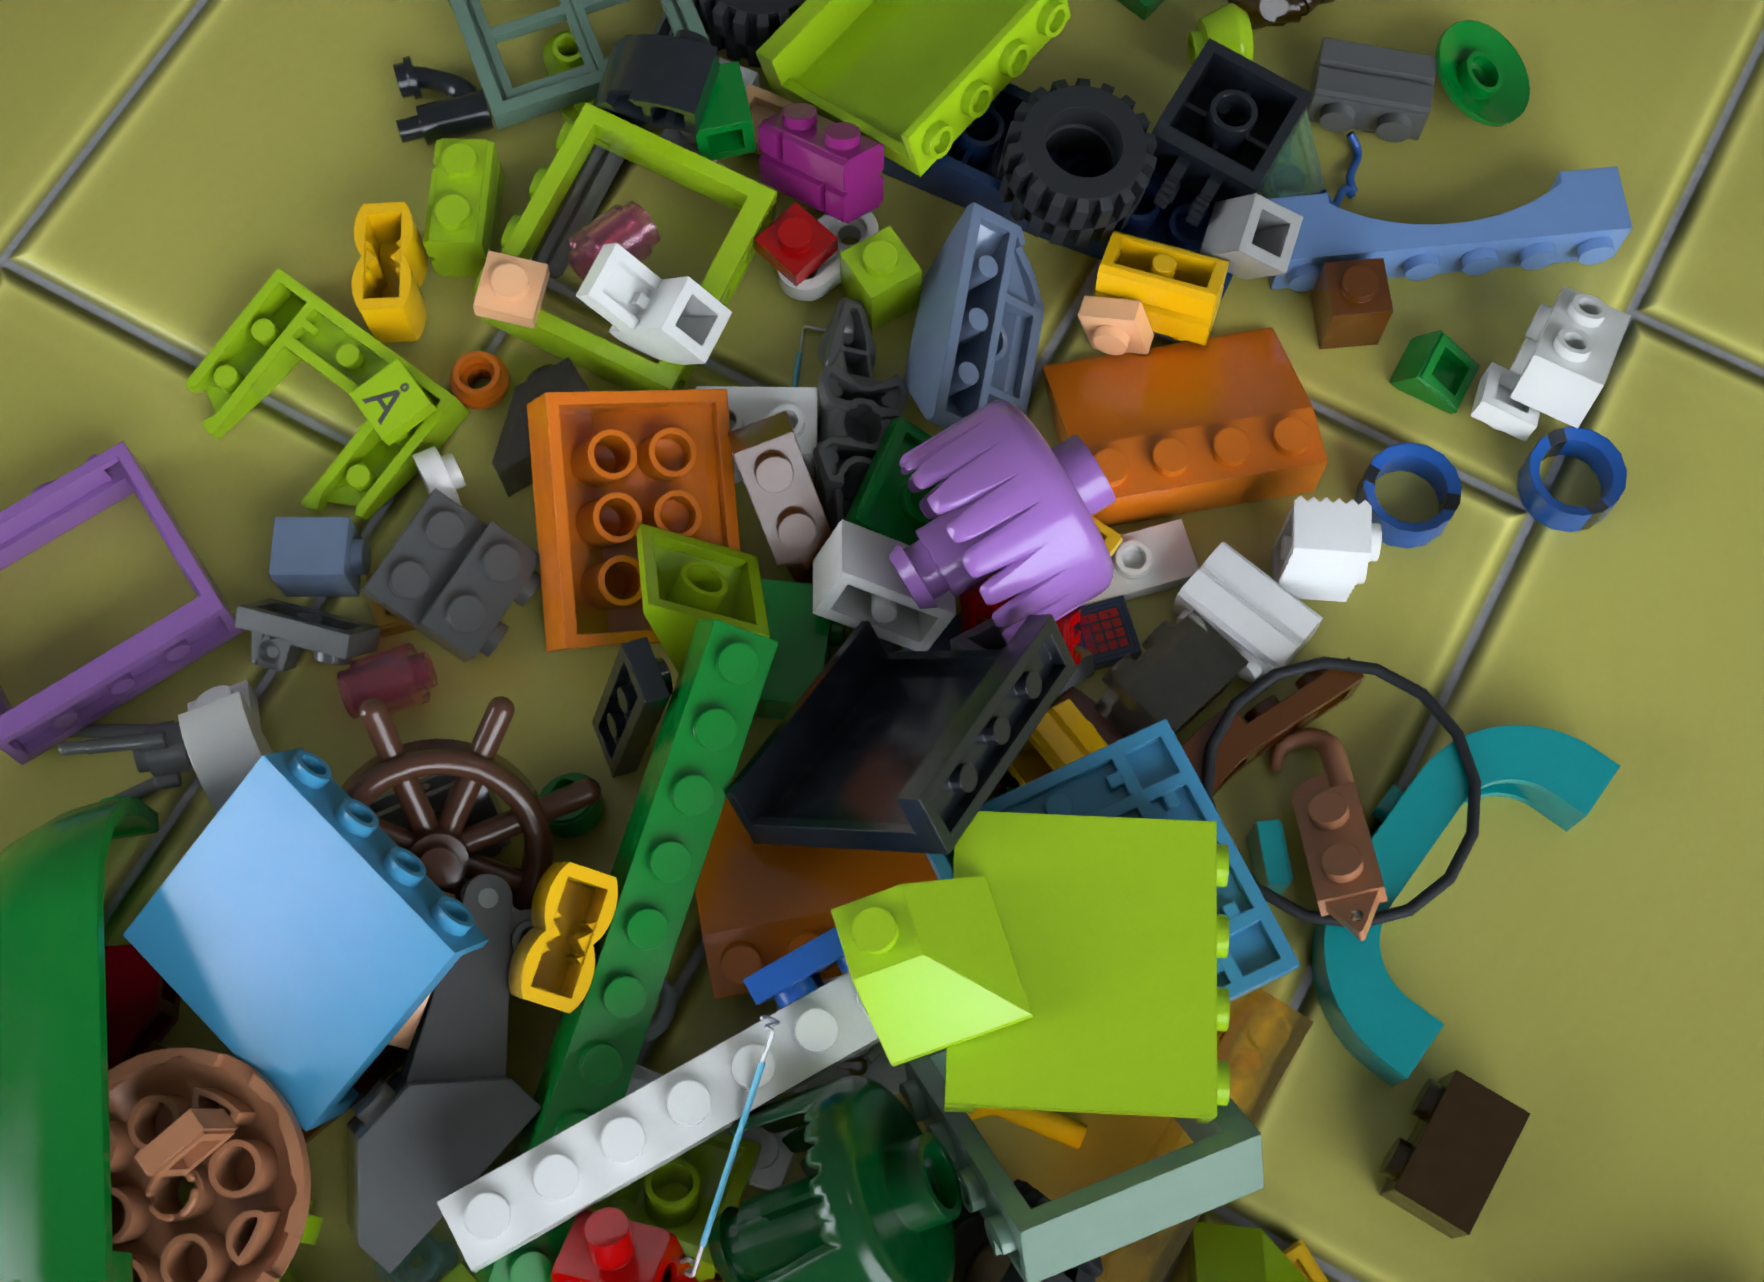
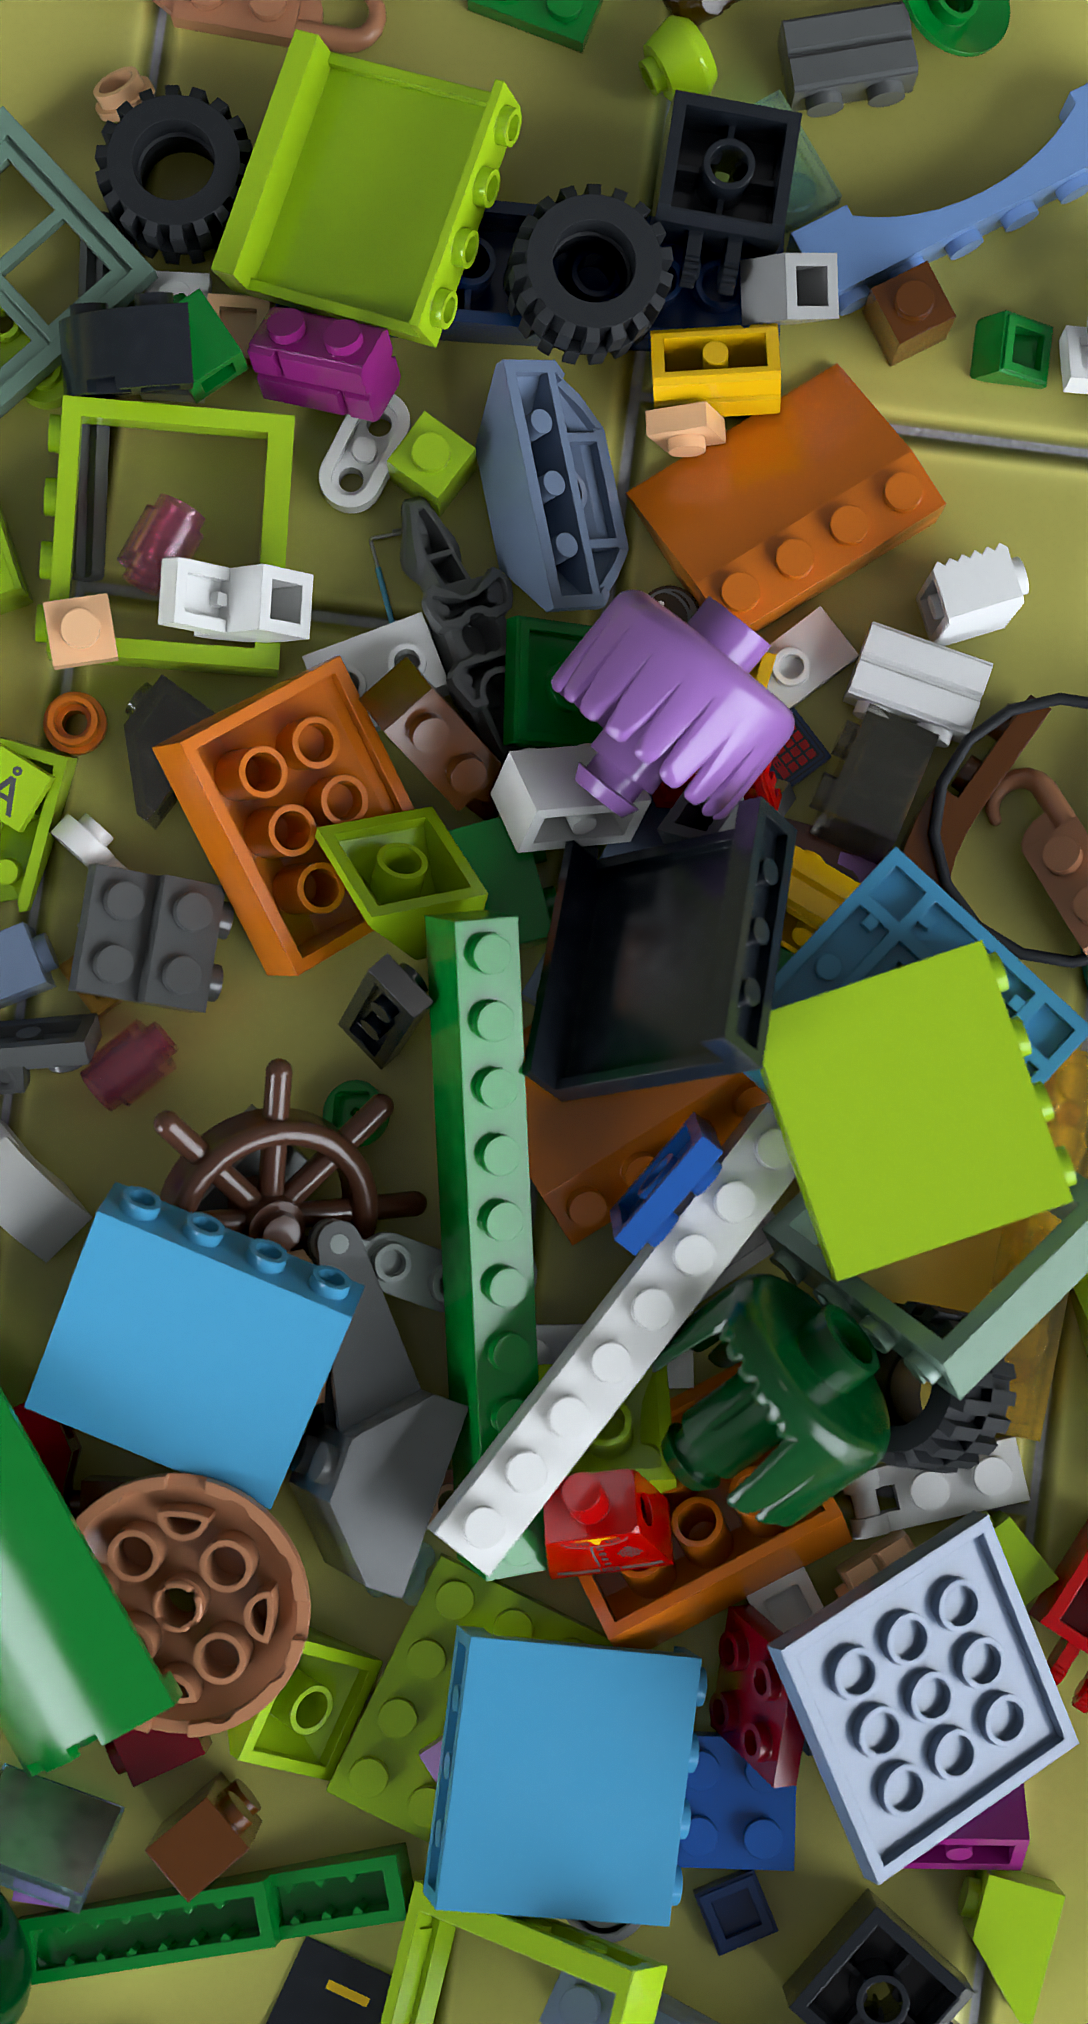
camera: 25 degrees left, 15 degrees up
(186, 1142) = (179, 1564): nougat tile -> none
(558, 954) = (427, 1237): yellow brick -> none
(759, 1071) = (663, 1377): medium azure piece -> none
(796, 244) = (334, 461): red plate -> none
(931, 965) = (785, 1170): lime slope -> none
(1269, 855) = (1020, 914): teal tile -> none
(1350, 188) = (863, 174): blue piece -> none
(1428, 465) = (1050, 462): blue piece -> none

